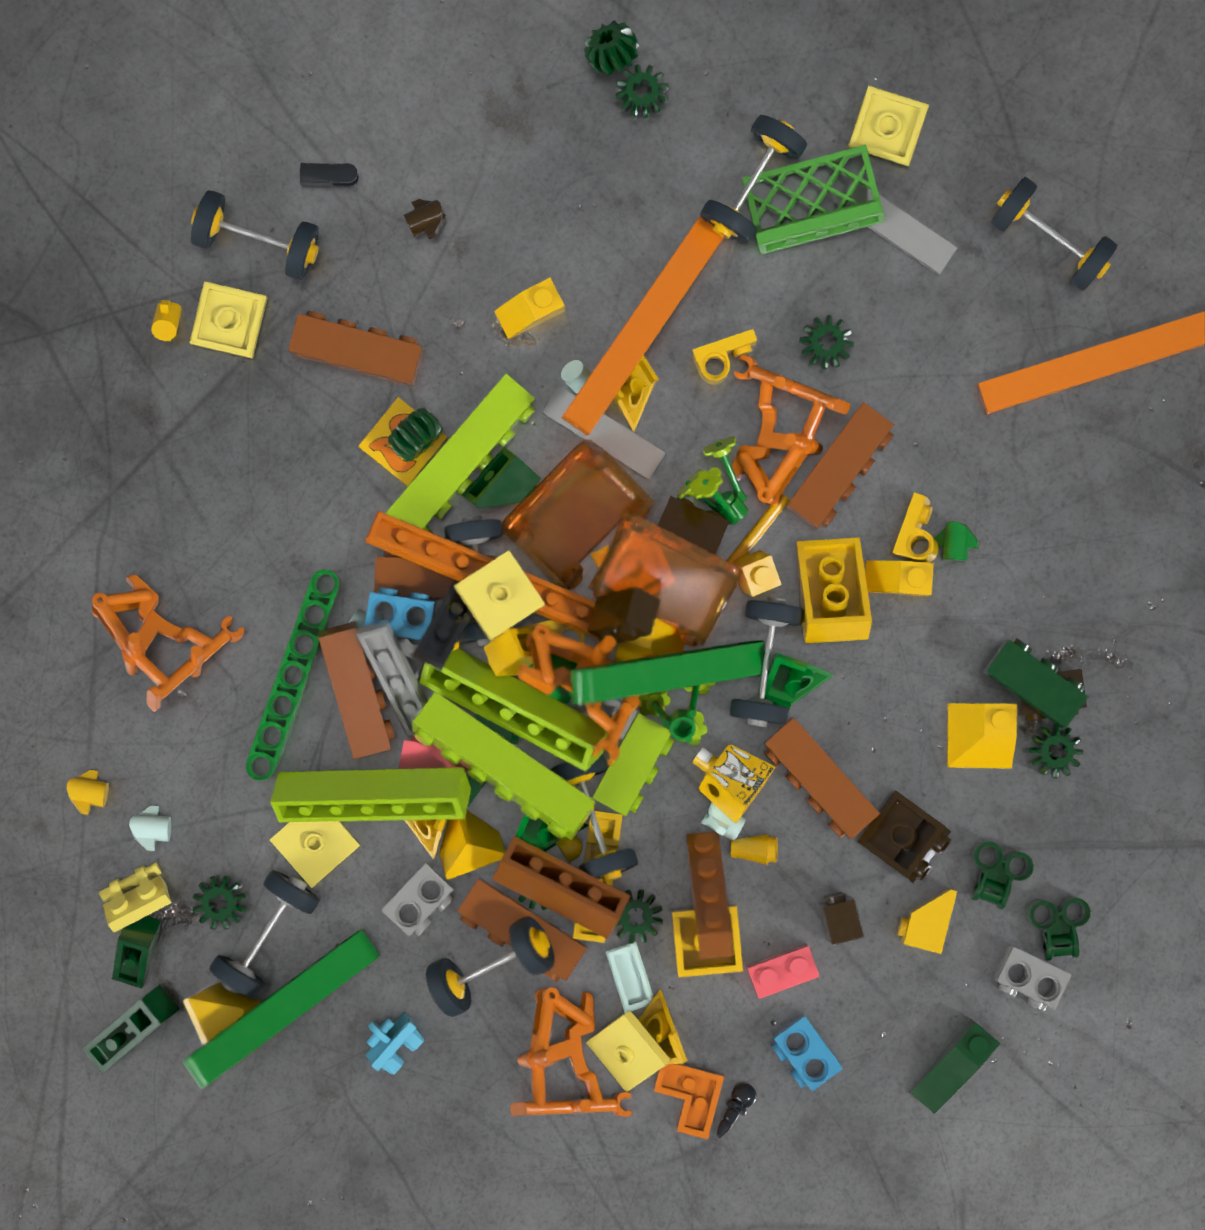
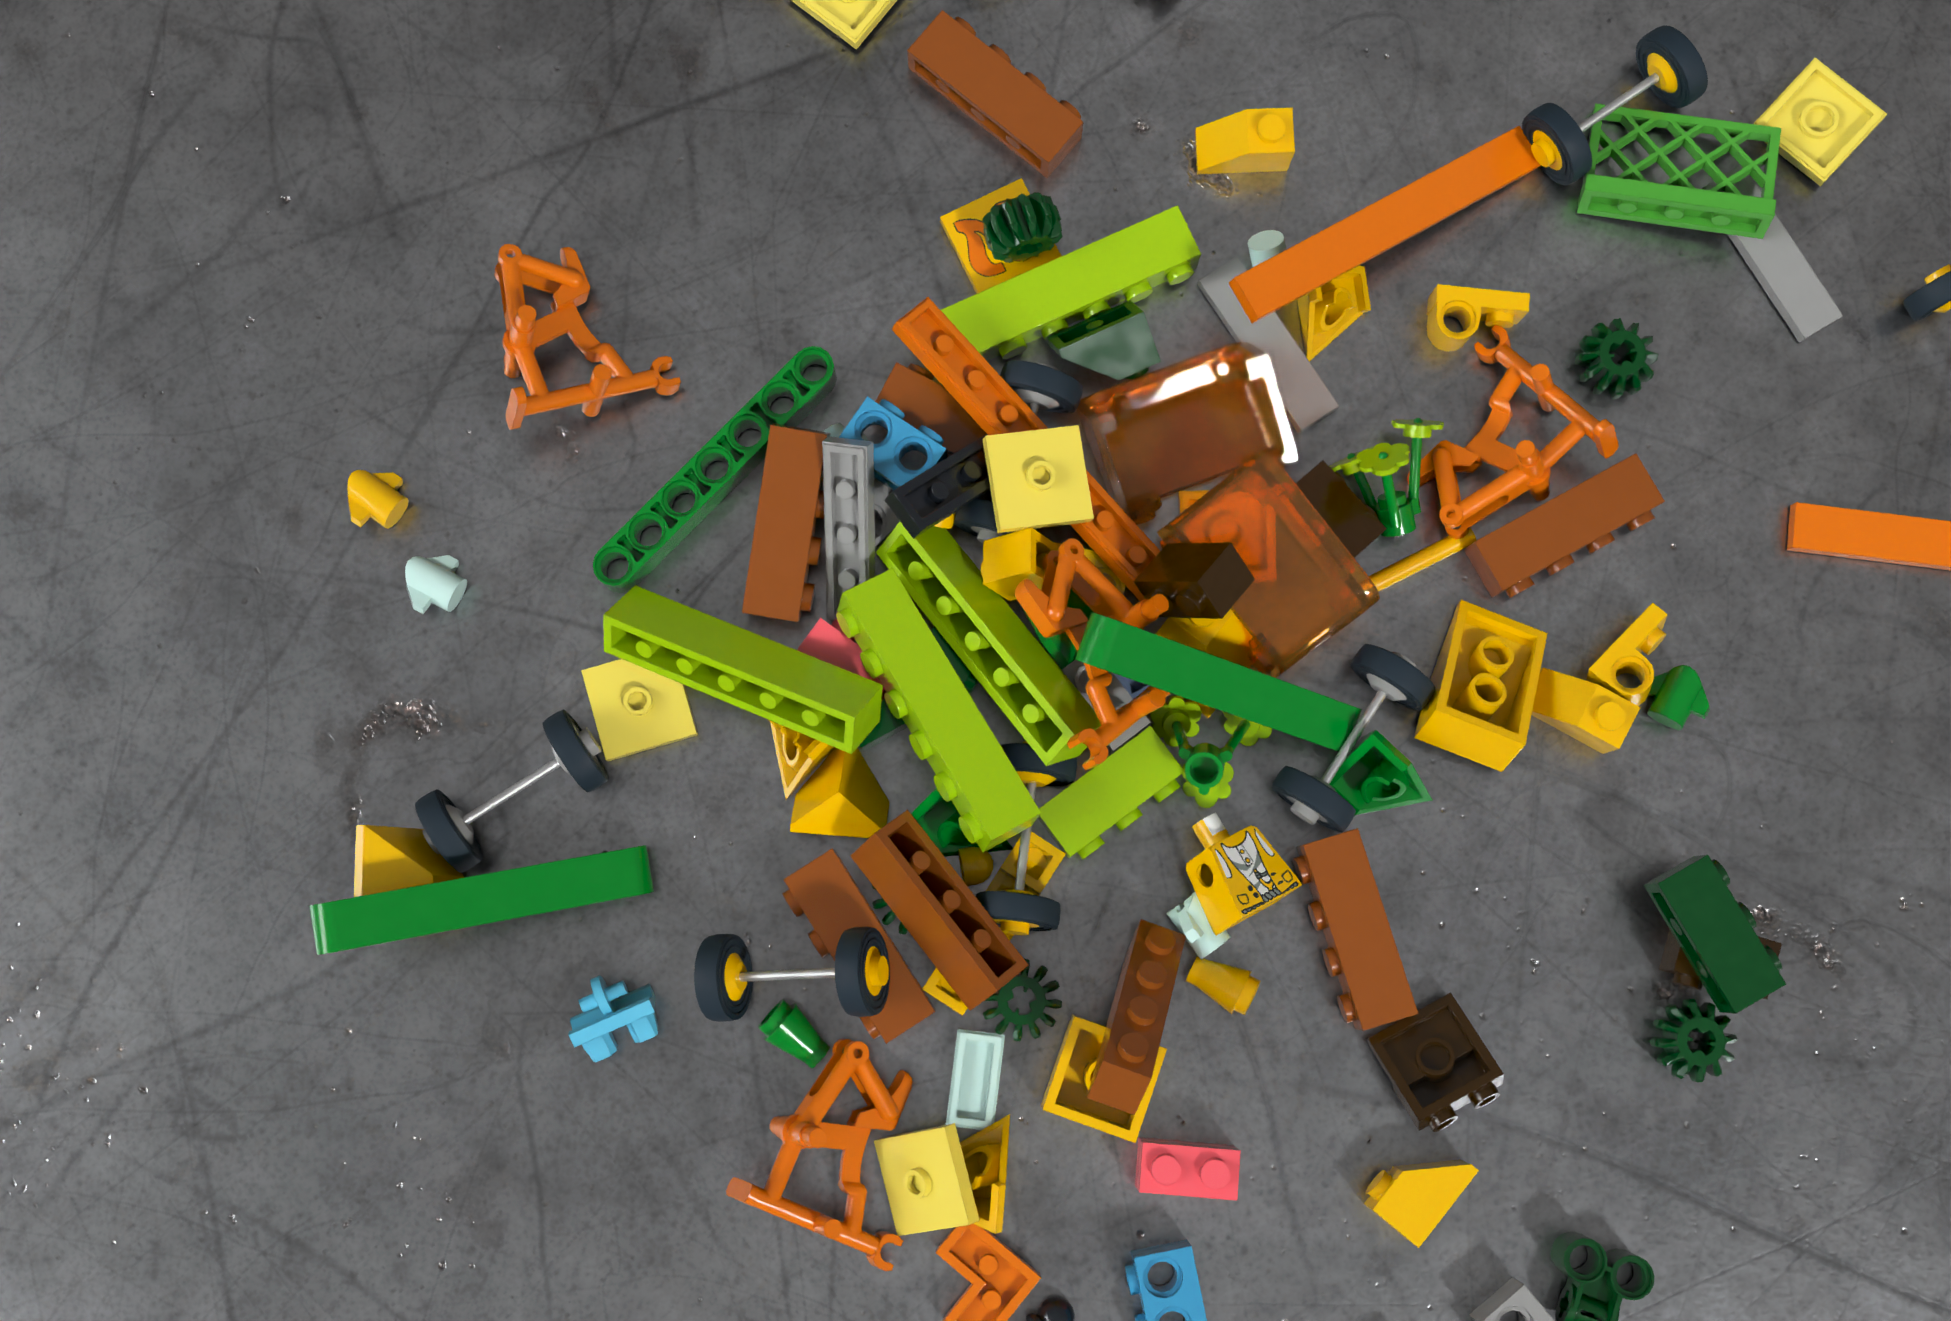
camera: 25 degrees right, 5 degrees down
(131, 1028) = (277, 834): dark green slope -> none
(135, 951) = (335, 732): dark green slope -> none
(137, 903) = (366, 661): light yellow plate -> none
(225, 912) = (457, 718): dark green gear -> none
(412, 894) = (736, 829): light grey brick -> none
(504, 1000) = (793, 1033): none -> green cone
(758, 573) = (1395, 616): yellow brick -> none
(840, 918) = (1301, 1133): dark brown brick -> none
(981, 735) = (1601, 971): yellow slope -> none
(997, 874) = (1542, 1172): dark green piece -> none

